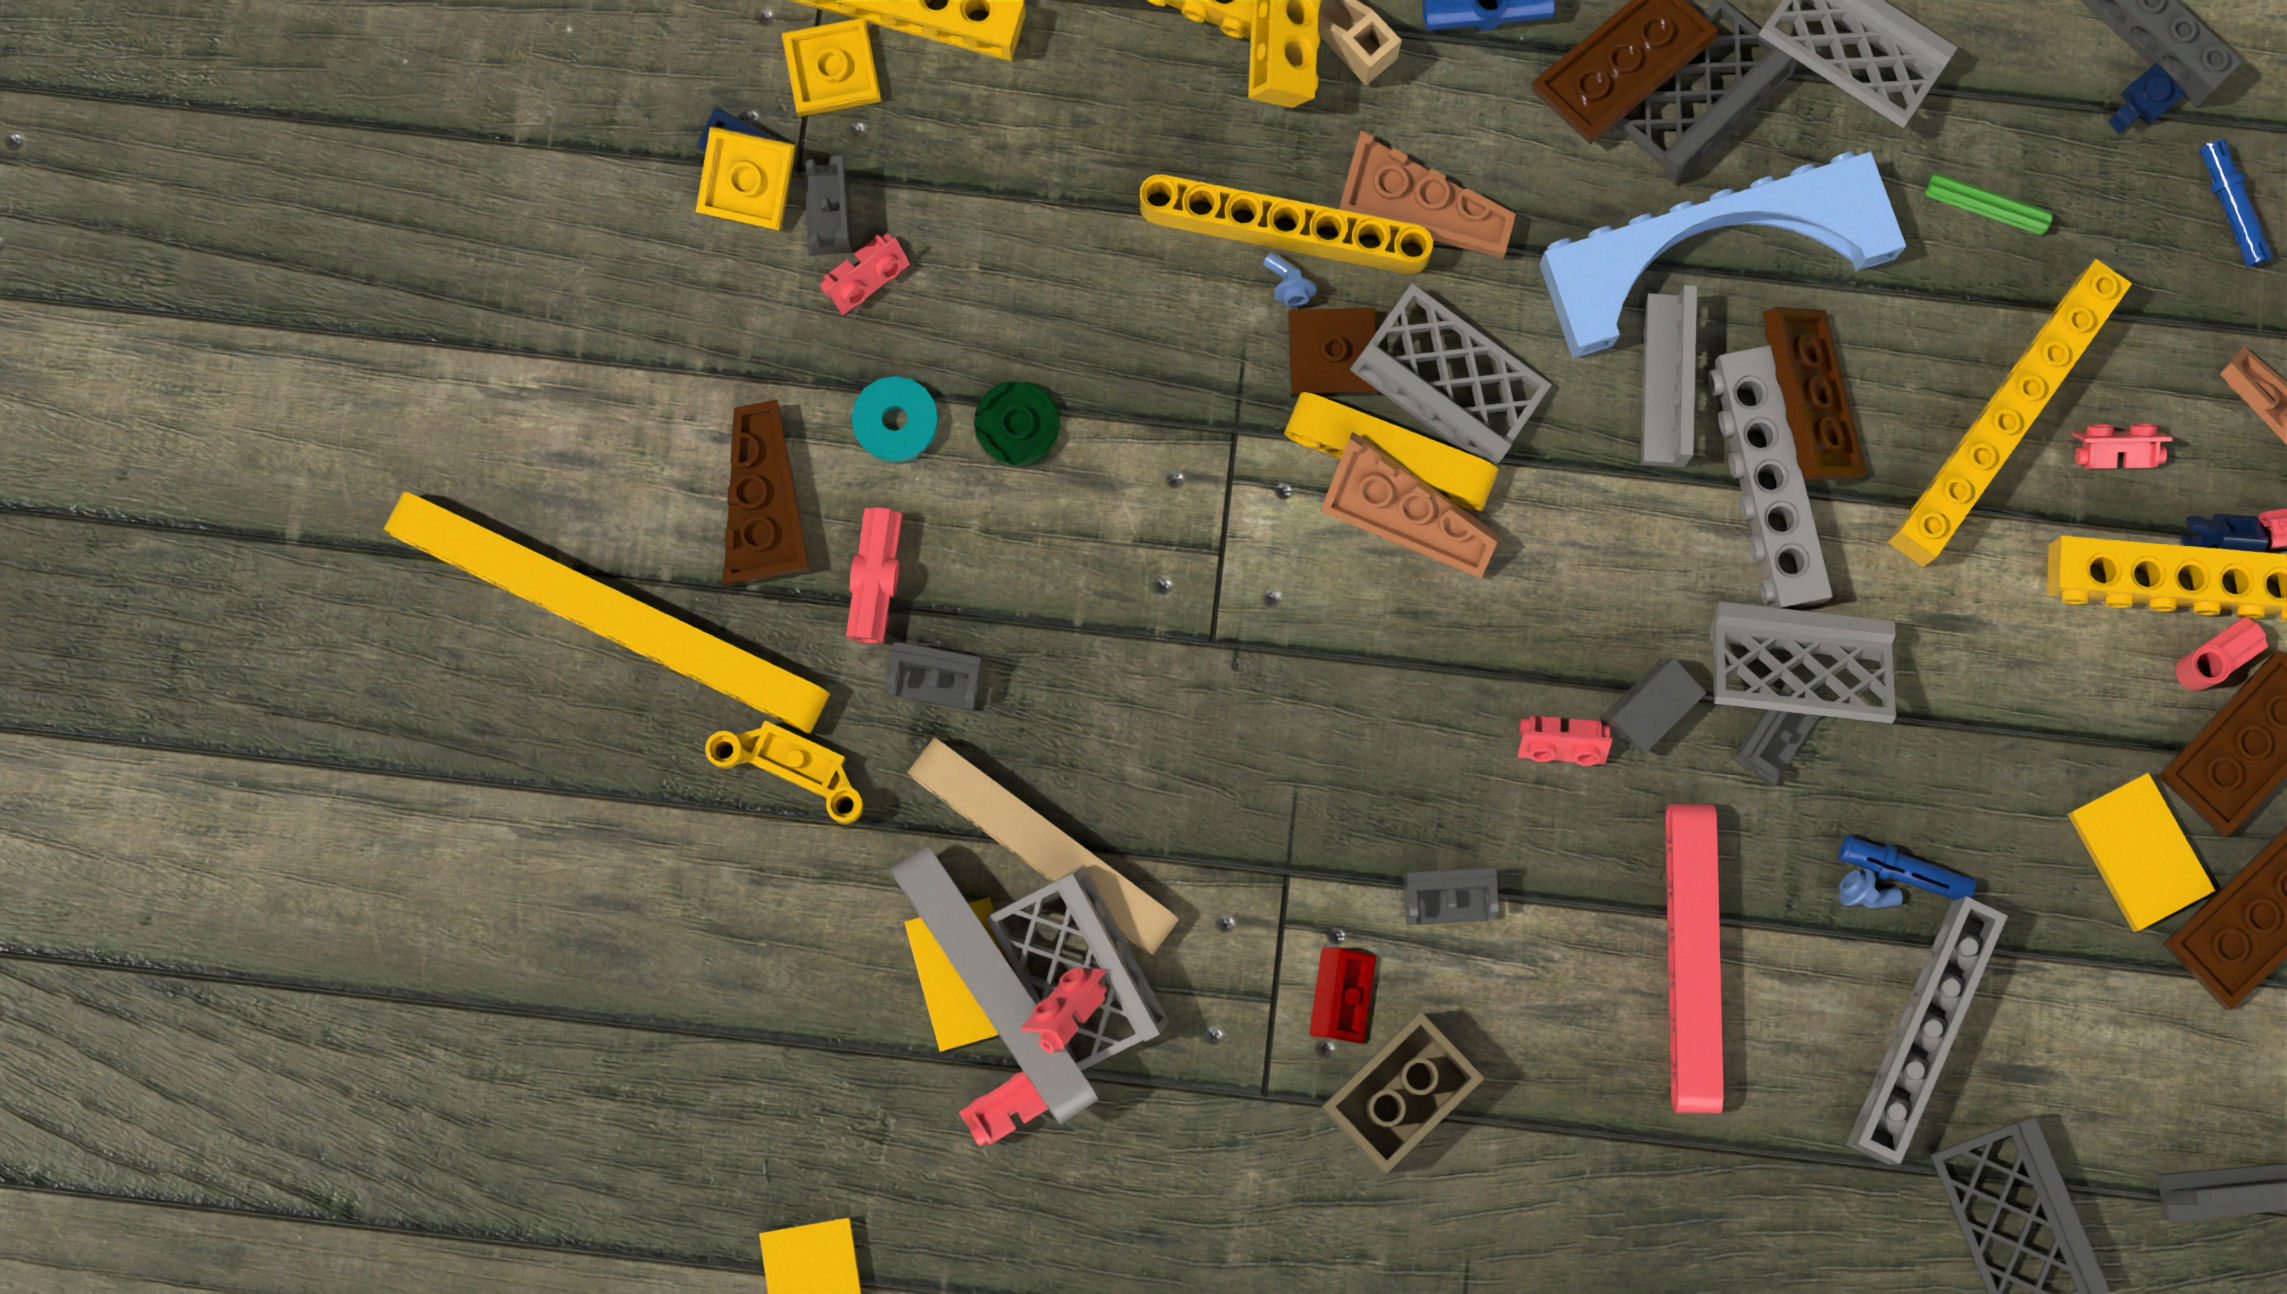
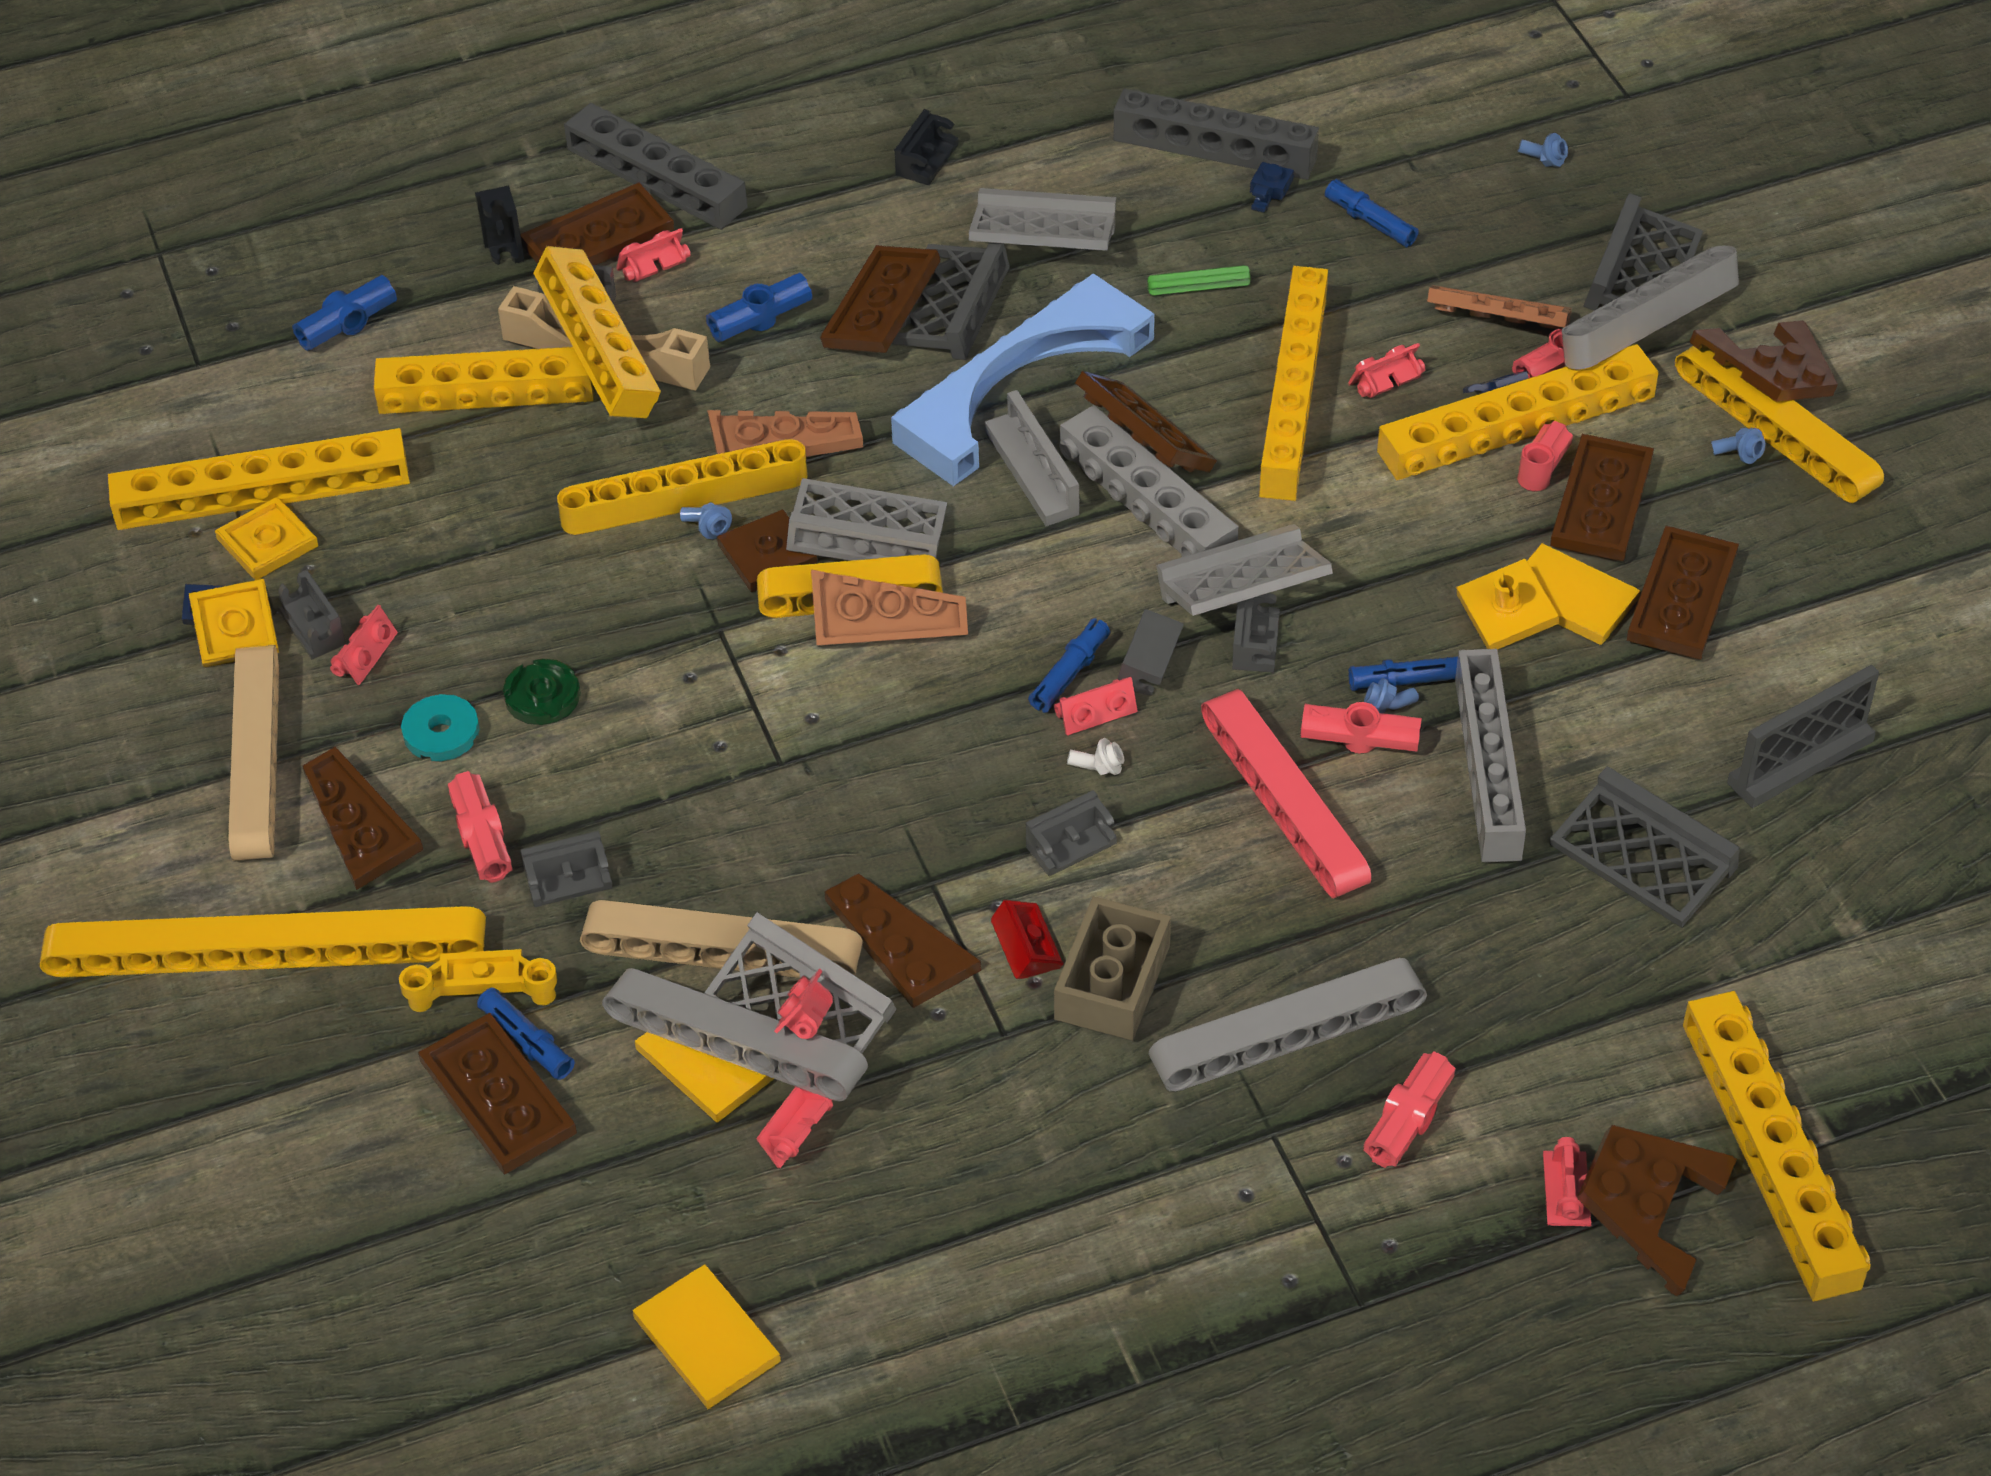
camera: 25 degrees left, 30 degrees down
(696, 360) = (254, 753): none -> tan beam
(747, 914) = (497, 1093): none -> reddish brown plate
(808, 867) = (536, 1042): none -> blue pin
(1219, 939) = (903, 945): none -> reddish brown wing
(1536, 817) = (1106, 758): none -> white plate
(1540, 1243) = (1287, 1024): none -> light grey beam
(1580, 666) = (1077, 655): none -> blue pin
(1840, 935) = (1361, 727): none -> coral piece
(2061, 839) = (1507, 605): none -> yellow tile

